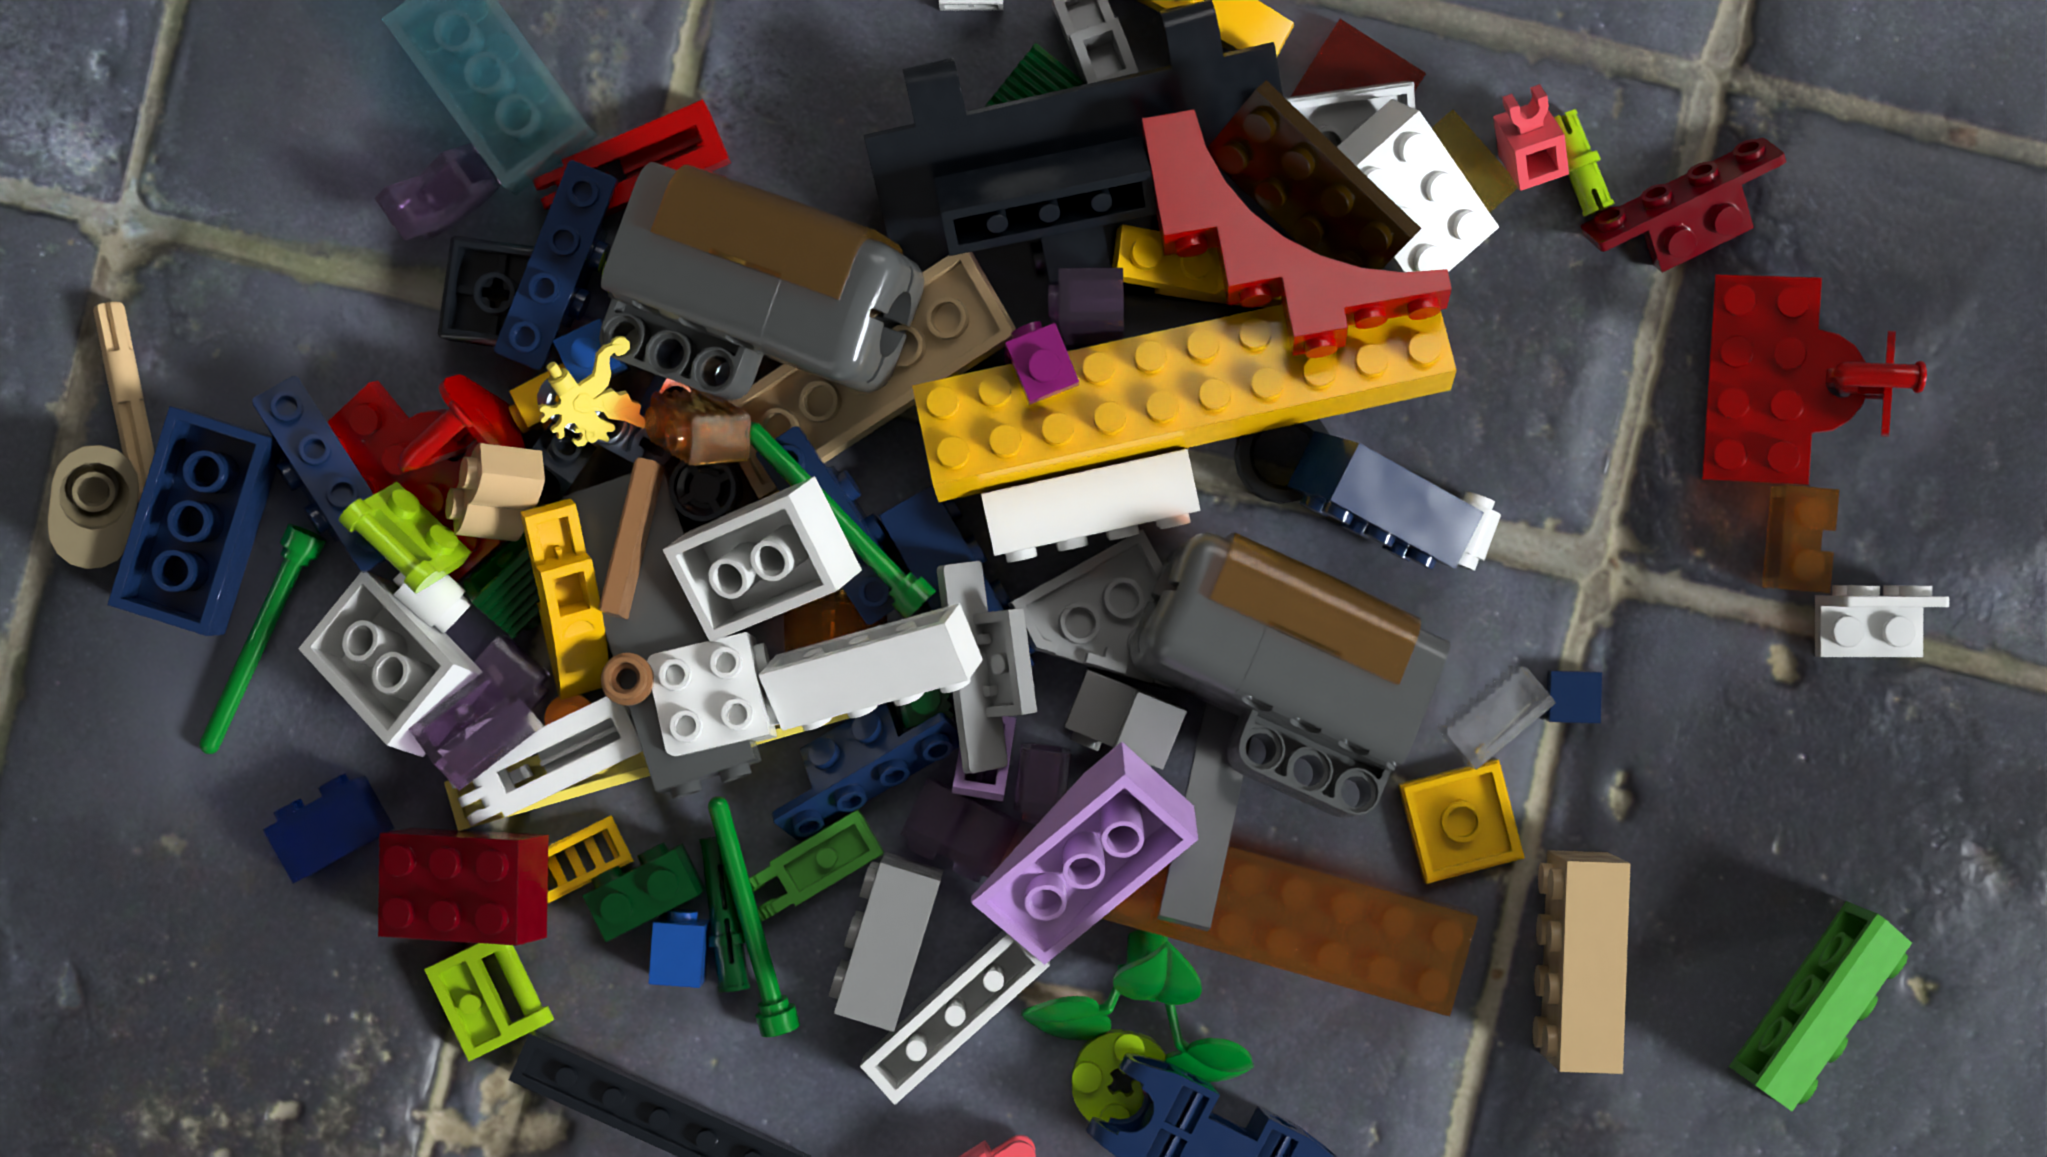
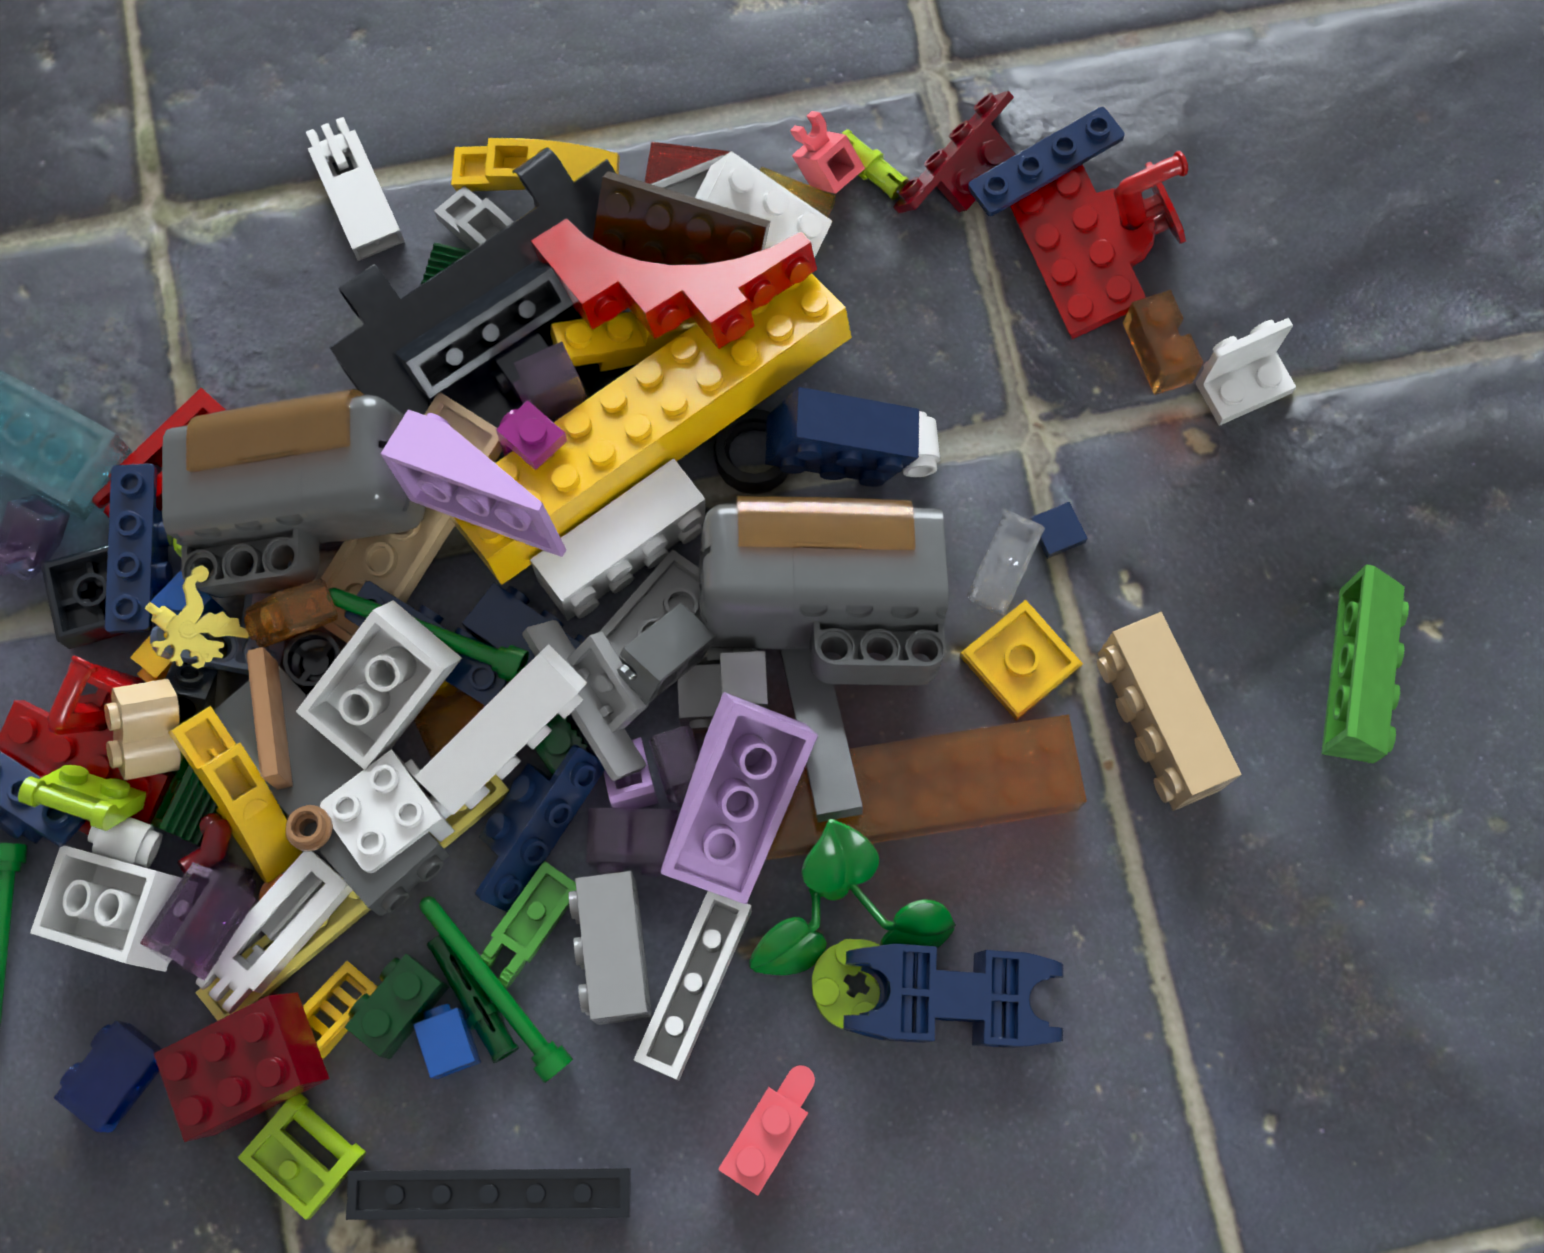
camera: 25 degrees left, 15 degrees down
(519, 645) = (214, 843): none -> dark red arm
(927, 371) = (457, 479): none -> lavender slope
(1080, 663) = (665, 652): none -> dark grey hinge
(1780, 265) = (1046, 161): none -> dark blue bracket

